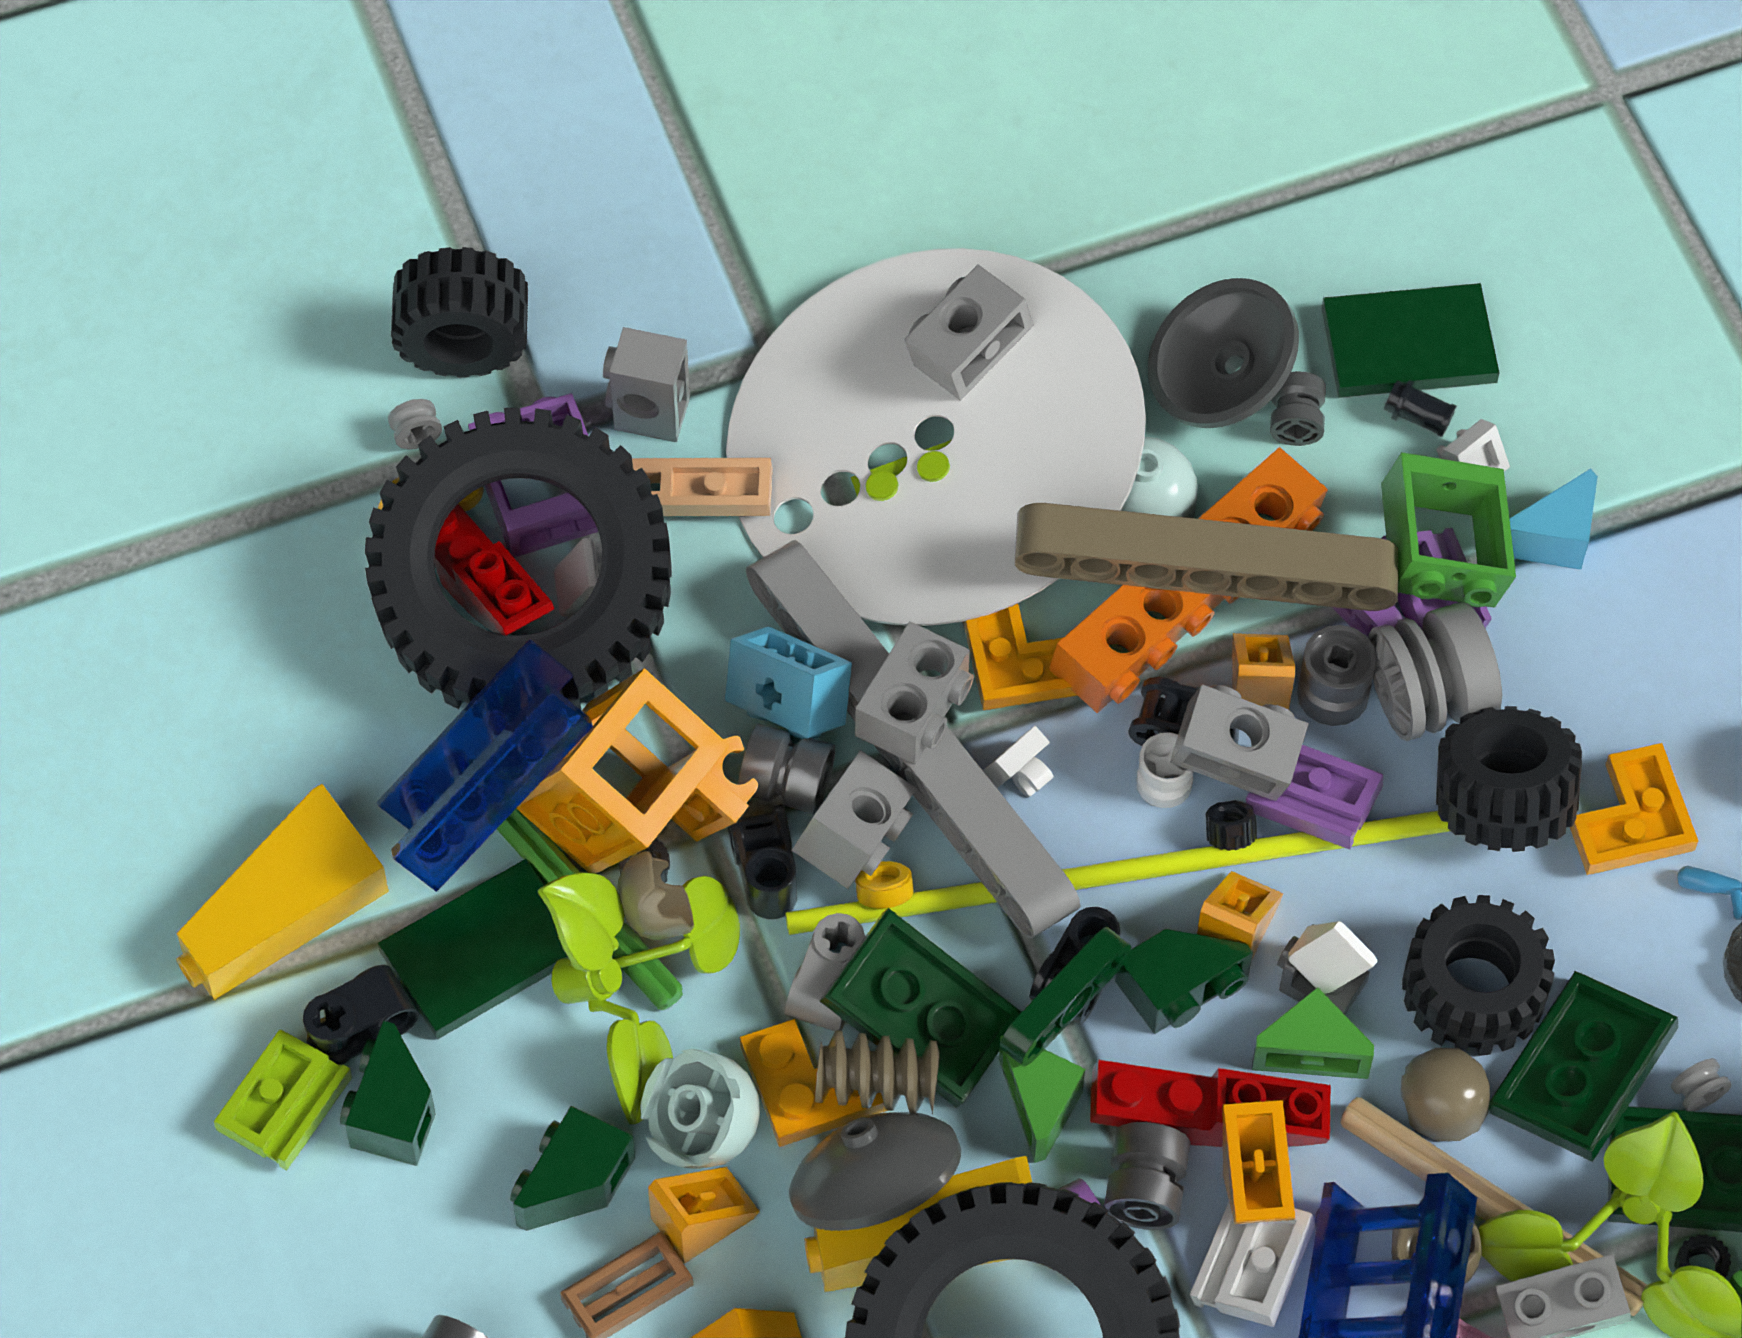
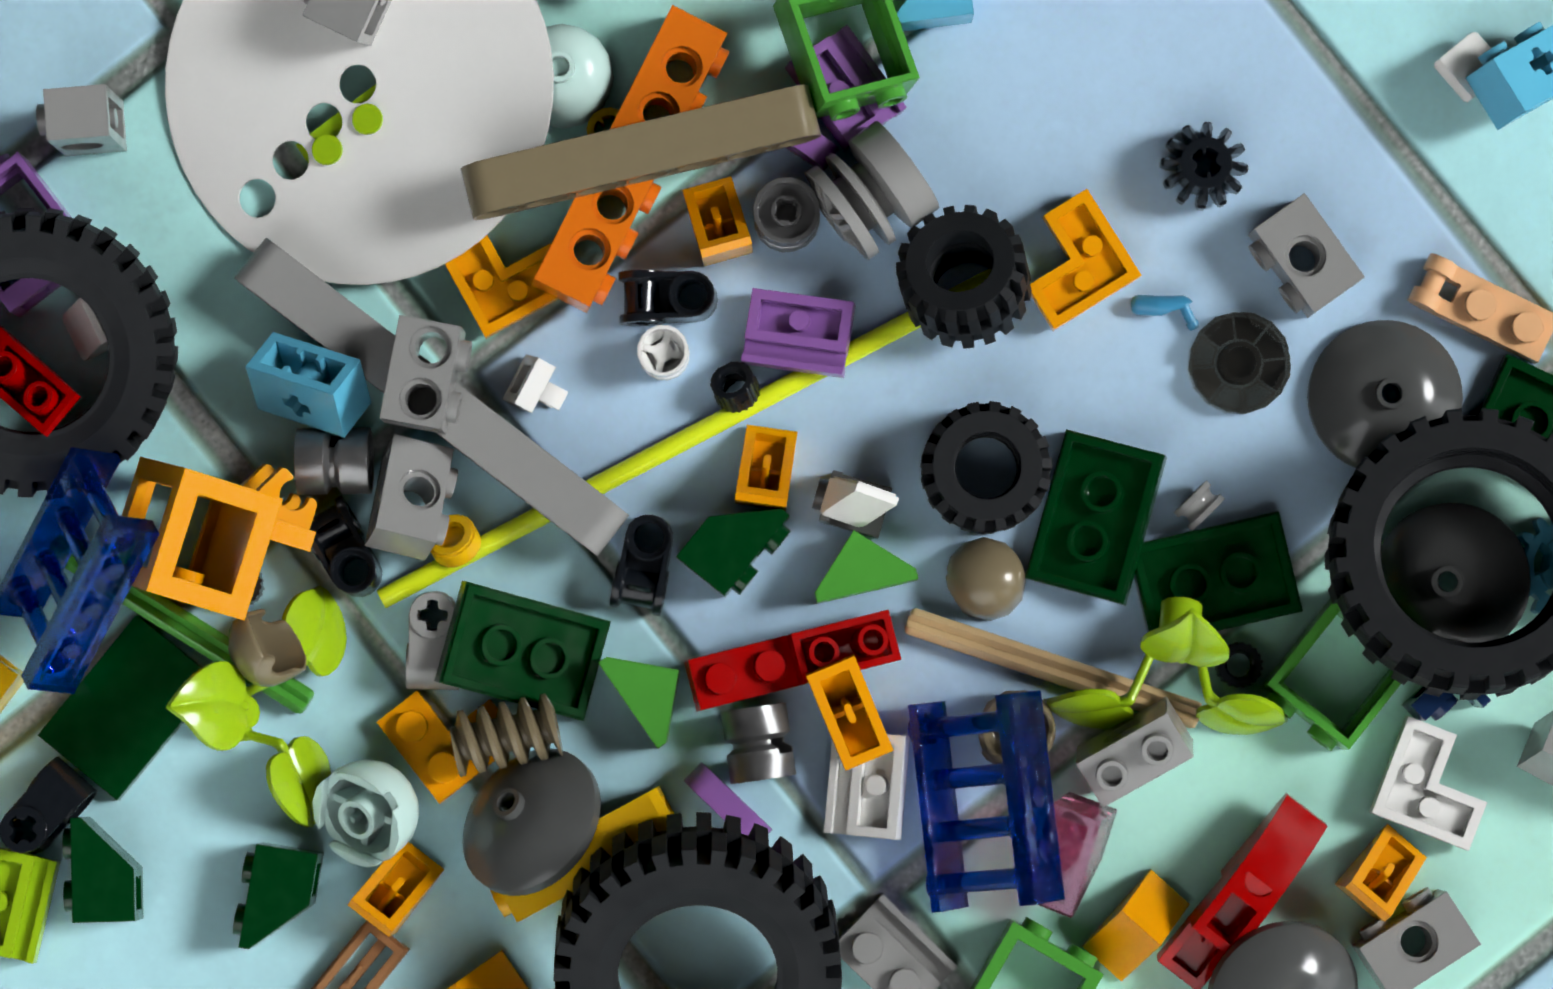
camera: 15 degrees left, 25 degrees up
(711, 485) = (165, 199): light nougat plate -> none
(1065, 996) = (643, 617): dark green beam -> none
(1208, 748) = (753, 327): light grey brick -> none

